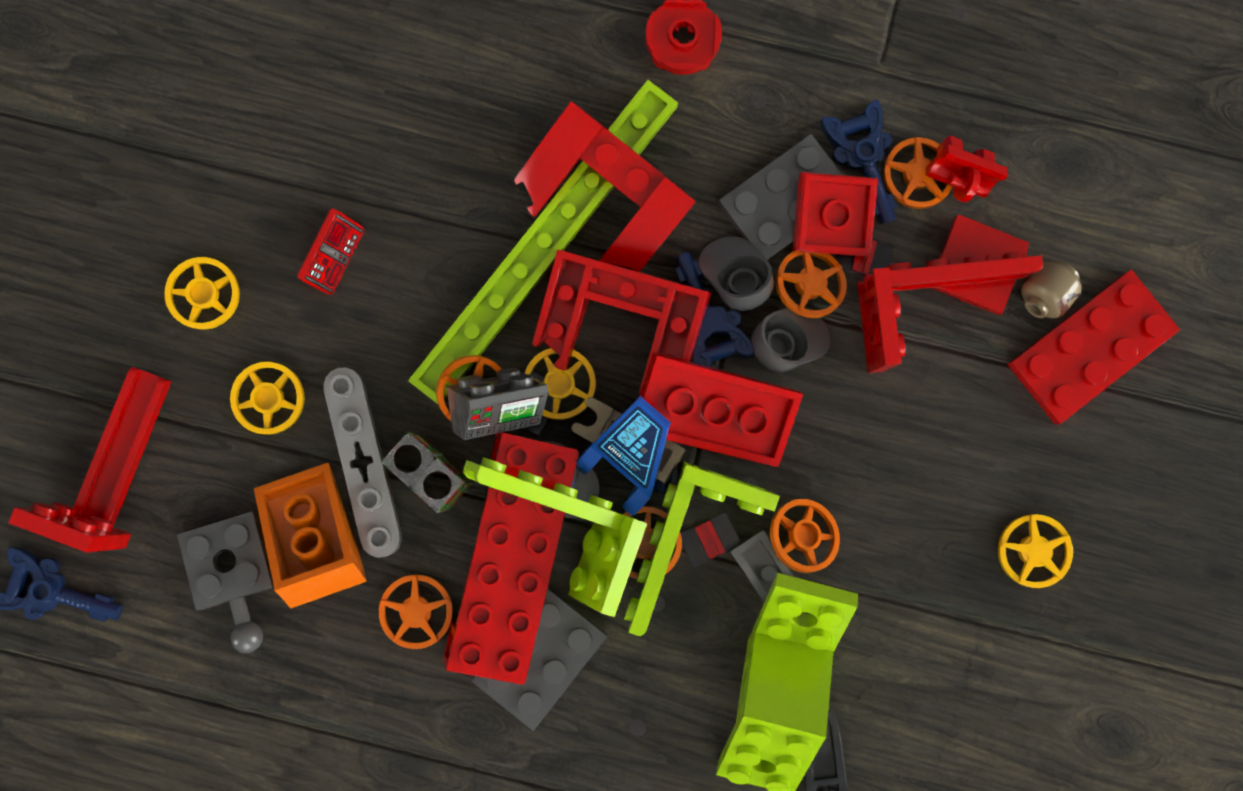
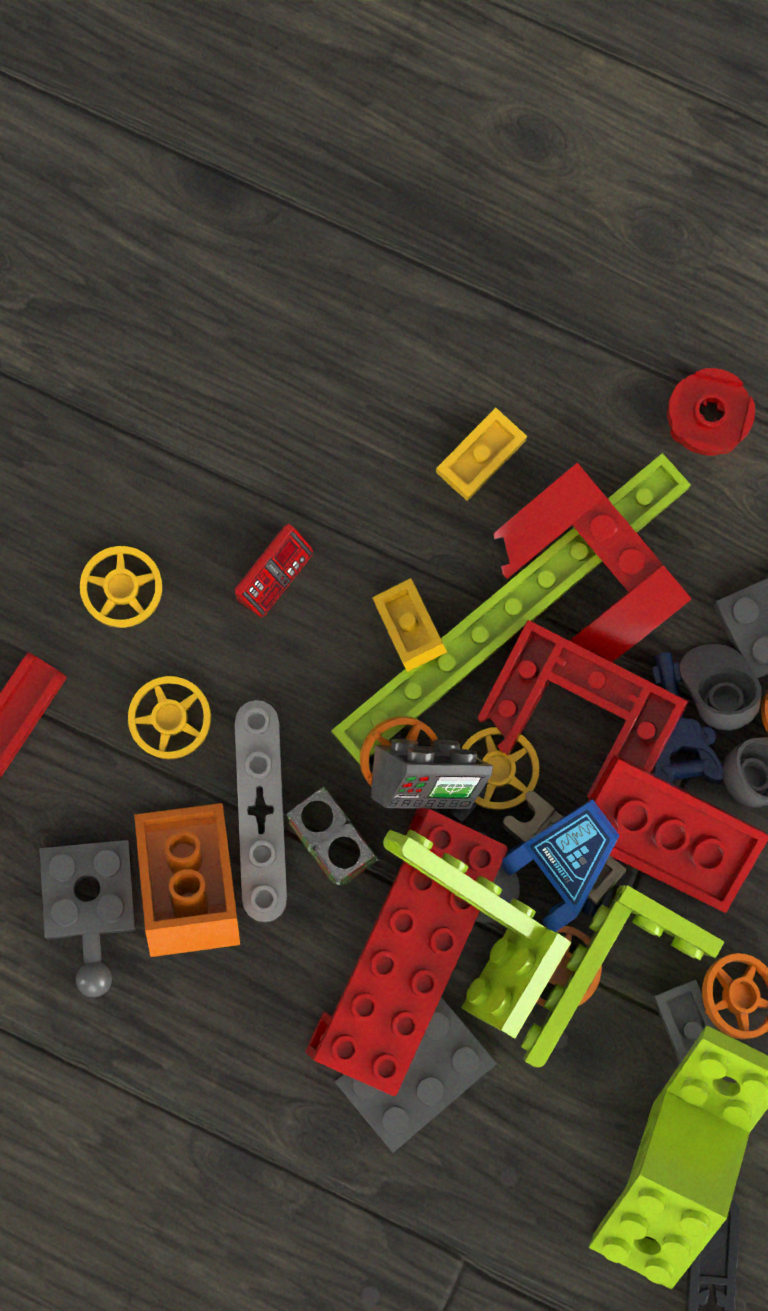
camera: 10 degrees right, 5 degrees down
(415, 611) = (286, 990): orange wheel -> none
(456, 275) = (409, 625): none -> yellow plate
(491, 113) = (481, 454): none -> yellow plate
(709, 539) = (632, 979): black piece -> none

